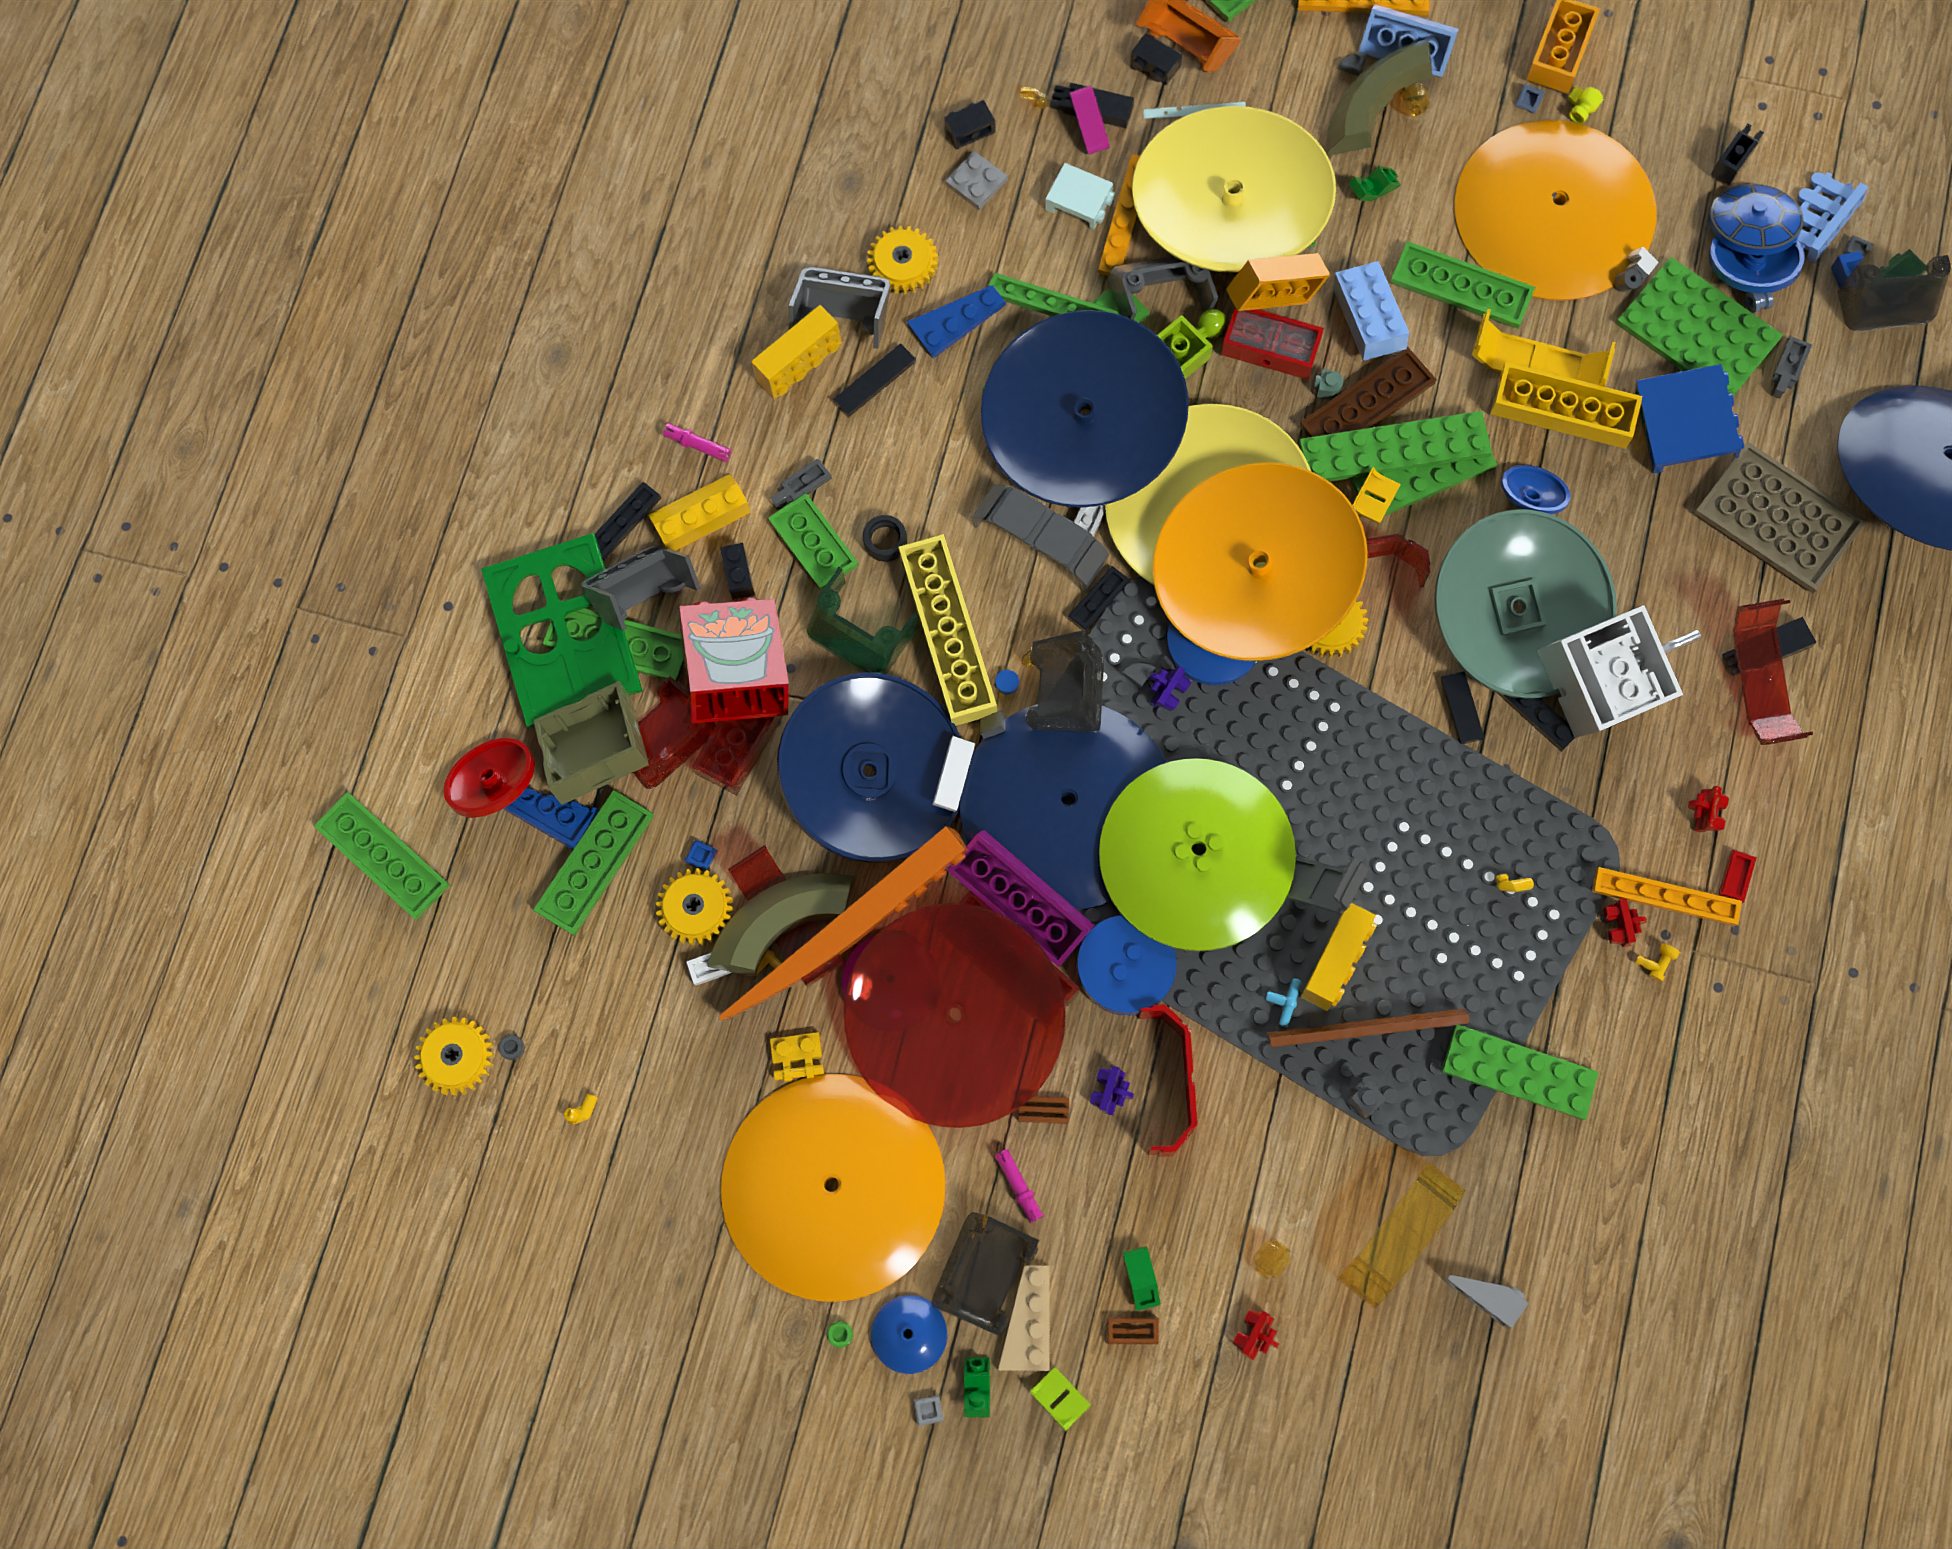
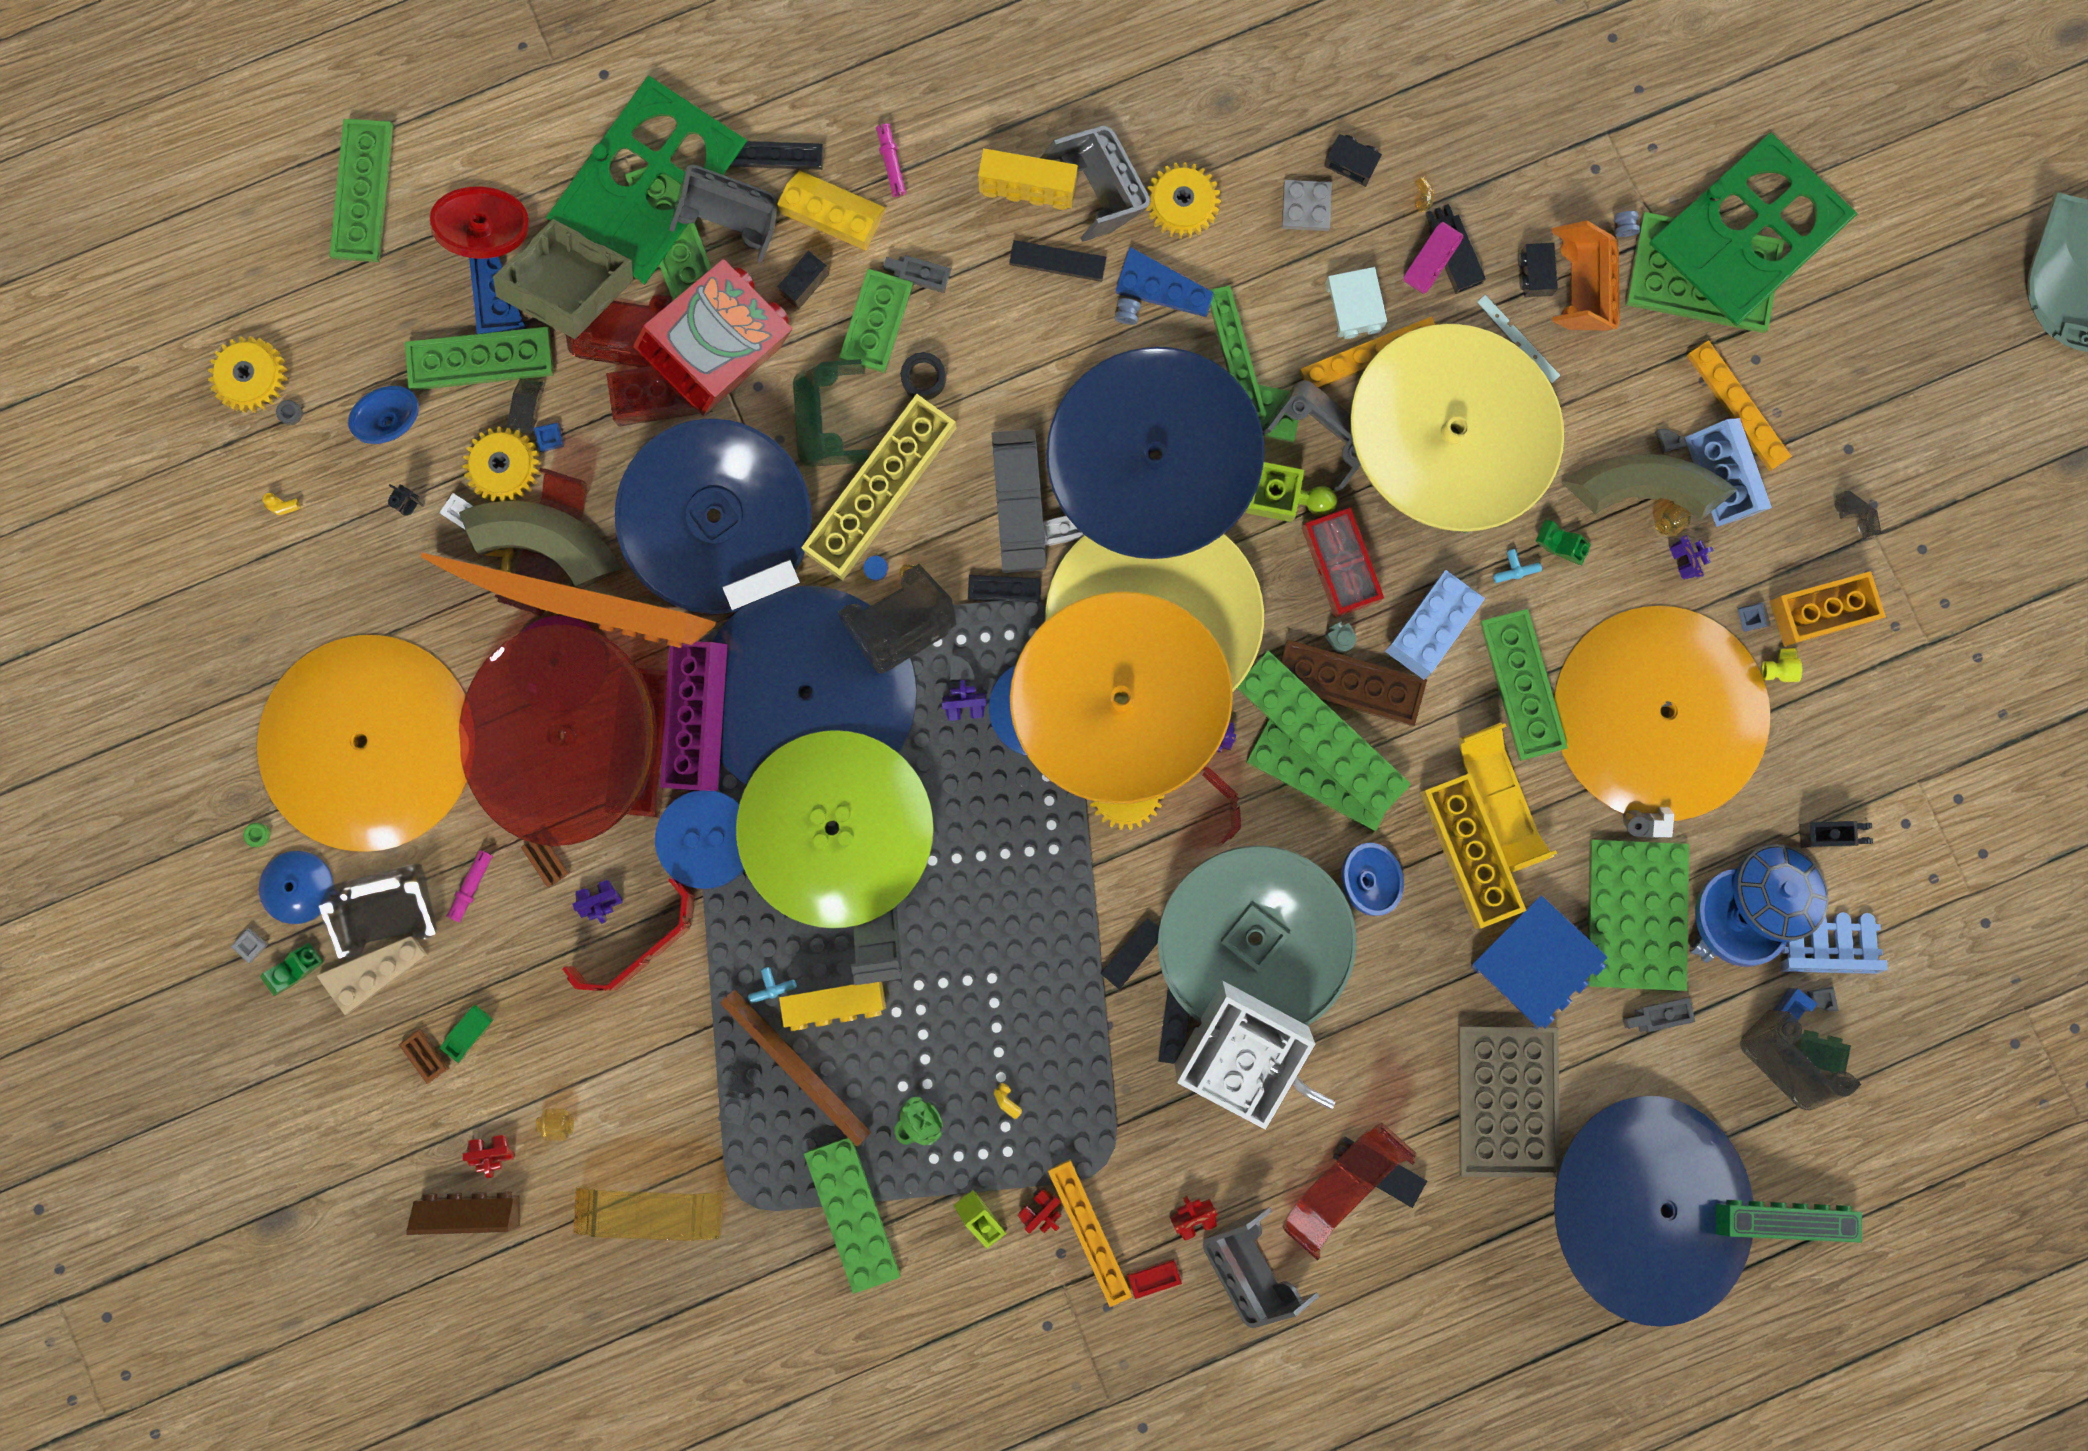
camera: 45 degrees right, 10 degrees up
(579, 968) = (383, 415): none -> blue dish
(661, 1000) = (403, 500): none -> black hinge
(662, 853) = (523, 407): none -> clear smoke slope
(796, 1049) = (450, 631): yellow plate -> none
(955, 357) = (1127, 311): none -> sand blue wheel
(992, 724) = (828, 584): dark grey tile -> none
(1069, 1408) = (327, 1051): lime piece -> none
(1277, 281) = (1394, 528): light orange brick -> none
(1294, 1389) = (464, 1214): none -> reddish brown slope
(1371, 230) = (1516, 571): none -> medium azure piece
(1381, 487) = (1275, 747): yellow piece -> none
(1462, 109) = (1693, 568): none -> dark purple hips
(1484, 959) = (919, 1121): none -> bright green tile
(1495, 1300) = (652, 1320): light grey slope -> none
(1594, 974) = (979, 1219): none -> lime slope
(1658, 969) = (1025, 1267): yellow piece -> none
(1787, 805) = (1247, 1275): none -> dark grey windscreen

